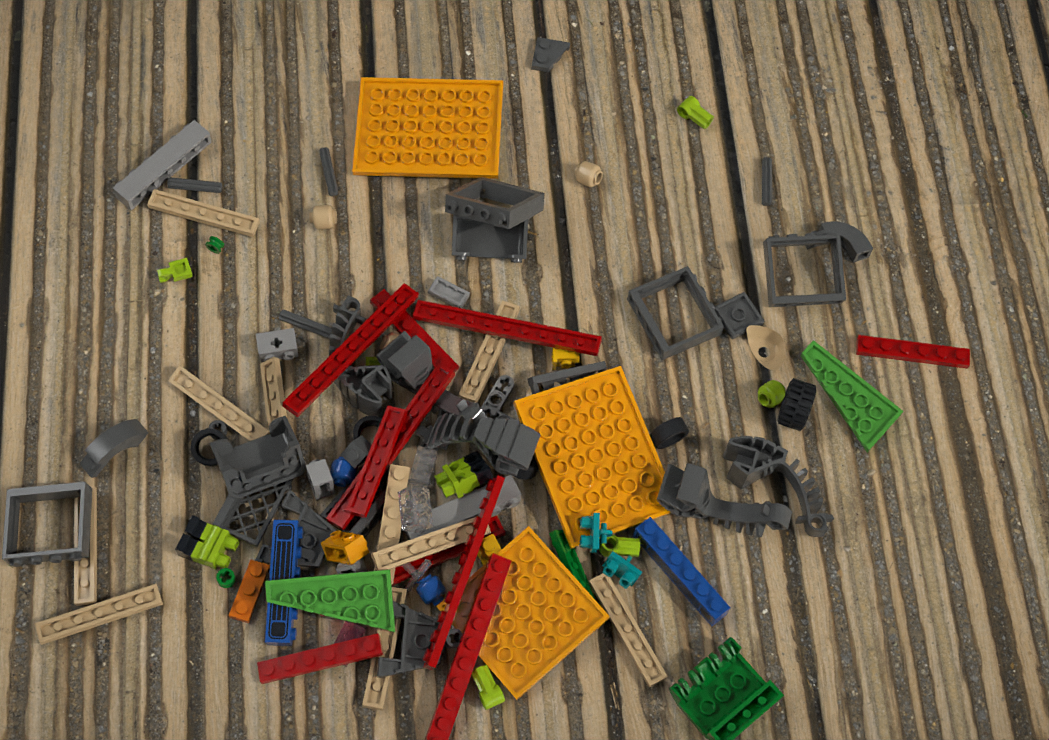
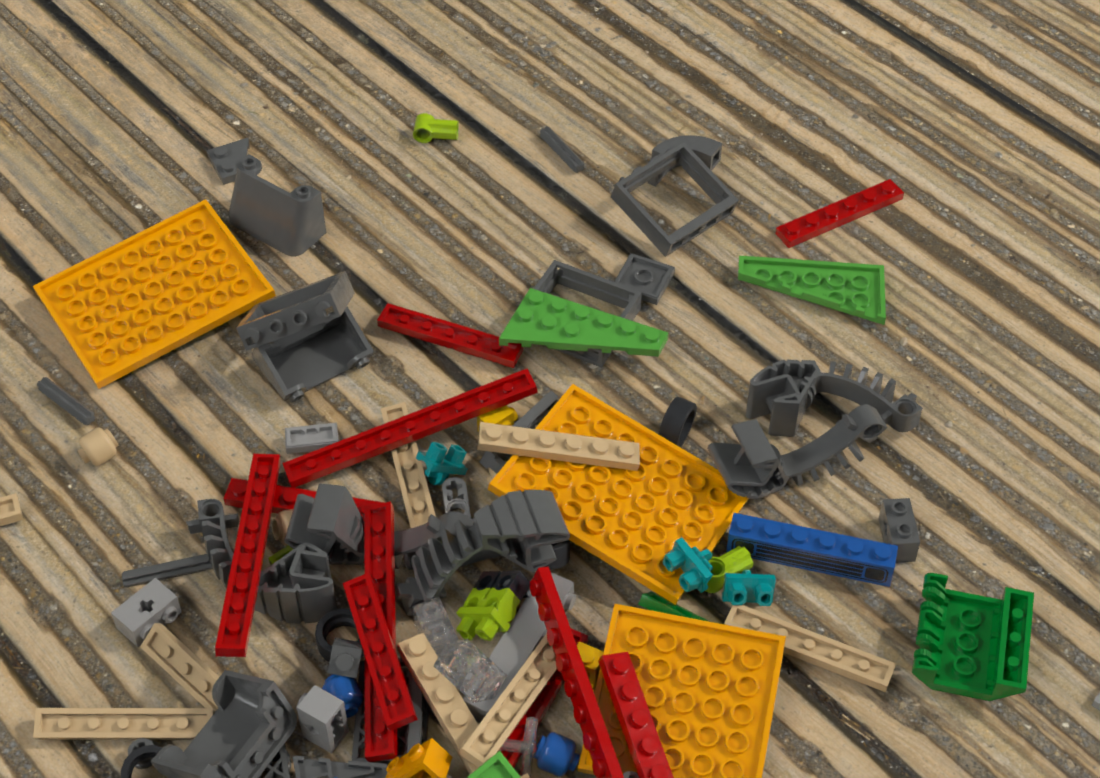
camera: 30 degrees left, 15 degrees down
(507, 362) = (441, 464): none -> teal hips
(544, 129) = (272, 214): none -> dark grey windscreen
(576, 403) = (558, 446): none -> tan plate
(584, 276) = (449, 335): none -> red plate
(588, 174) = (371, 240): tan head -> none
(657, 322) = (576, 327): none -> bright green wing
(745, 596) = (899, 528): none -> dark grey brick
(765, 337) = (690, 281): tan piece -> none
(771, 393) = (744, 326): lime head -> none
(797, 404) = (781, 316): black tyre -> none

